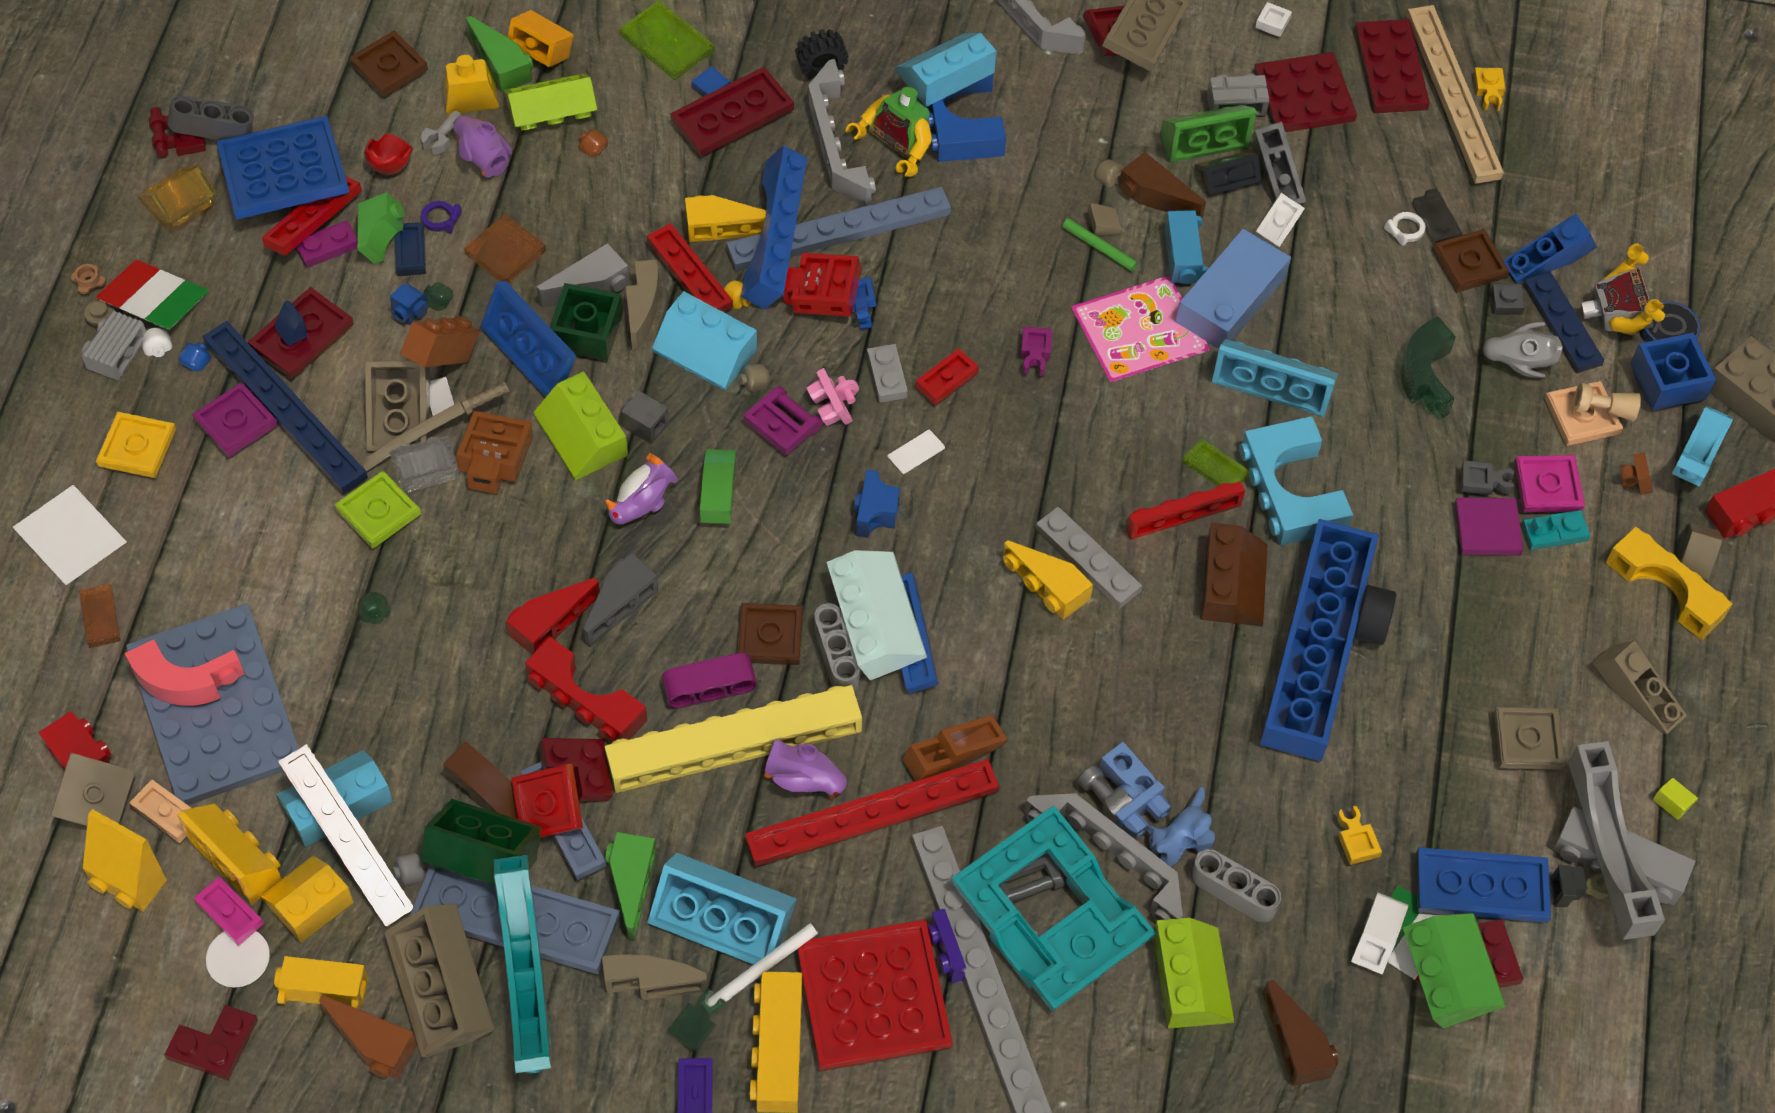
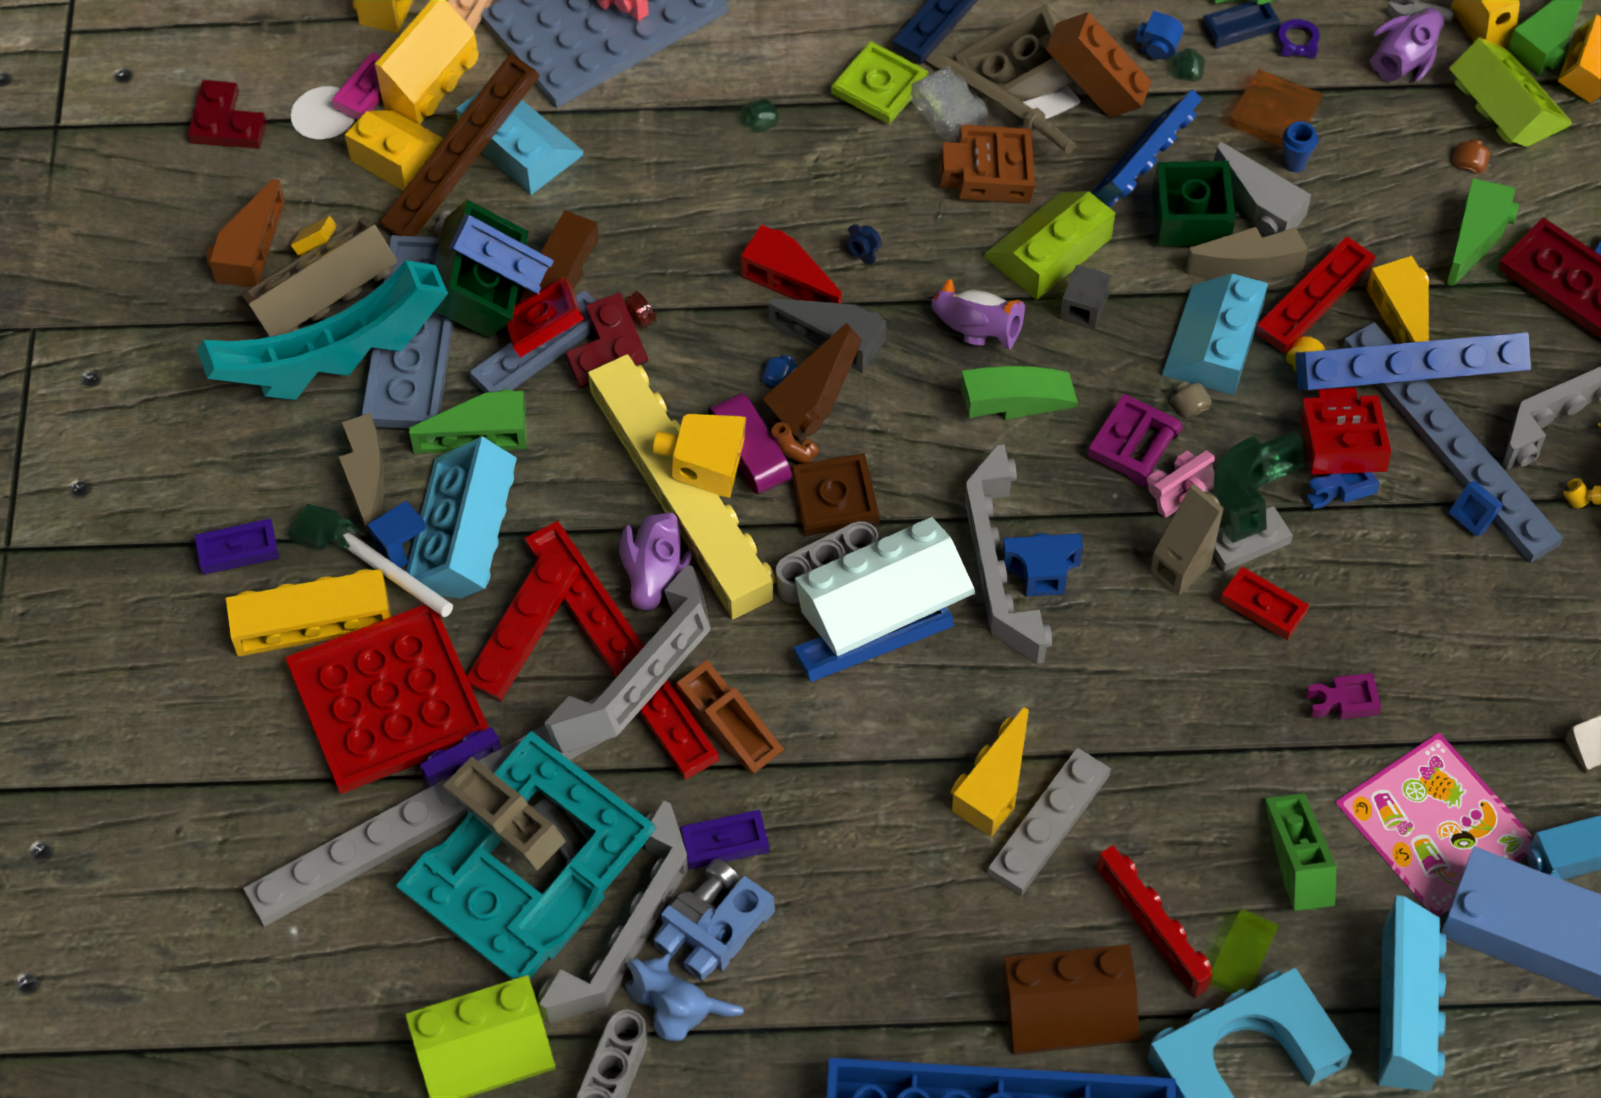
camera: 80 degrees right, 0 degrees up
(311, 978) = (300, 183): yellow brick -> none
(387, 979) = (314, 235): none -> yellow tile
(487, 814) = (500, 253): none -> hinge
(540, 557) = (863, 242): none -> dark blue plate
(552, 730) = (640, 309): none -> clear red tile
(555, 238) = (1298, 145): none -> blue cone
(614, 714) = (718, 293): red arch -> none
(642, 647) = (777, 370): none -> blue piece
(661, 151) = (1482, 224): none -> bright green slope
(681, 622) = (812, 388): none -> reddish brown slope
(723, 646) = (798, 452): none -> dark orange arm
(724, 956) = (393, 530): none -> blue panel
(728, 701) = (705, 451): none -> yellow torso
(836, 877) = (522, 625): none -> red plate
(846, 538) = (1018, 630): none -> light grey slope
(865, 365) = (1247, 469): none -> clear green arch
(897, 400) = (1188, 541): none -> dark tan slope
(906, 228) = (1476, 508): none -> blue plate
(916, 451) = (1146, 597): white sticker -> none
(950, 839) = (583, 723): none -> light grey slope
(1021, 908) = (505, 813): none -> dark tan slope
(1058, 767) = (725, 839): none -> dark purple plate
(1100, 244) = (1552, 747): bright green bar -> none
(1152, 407) = (1301, 852): none -> bright green slope

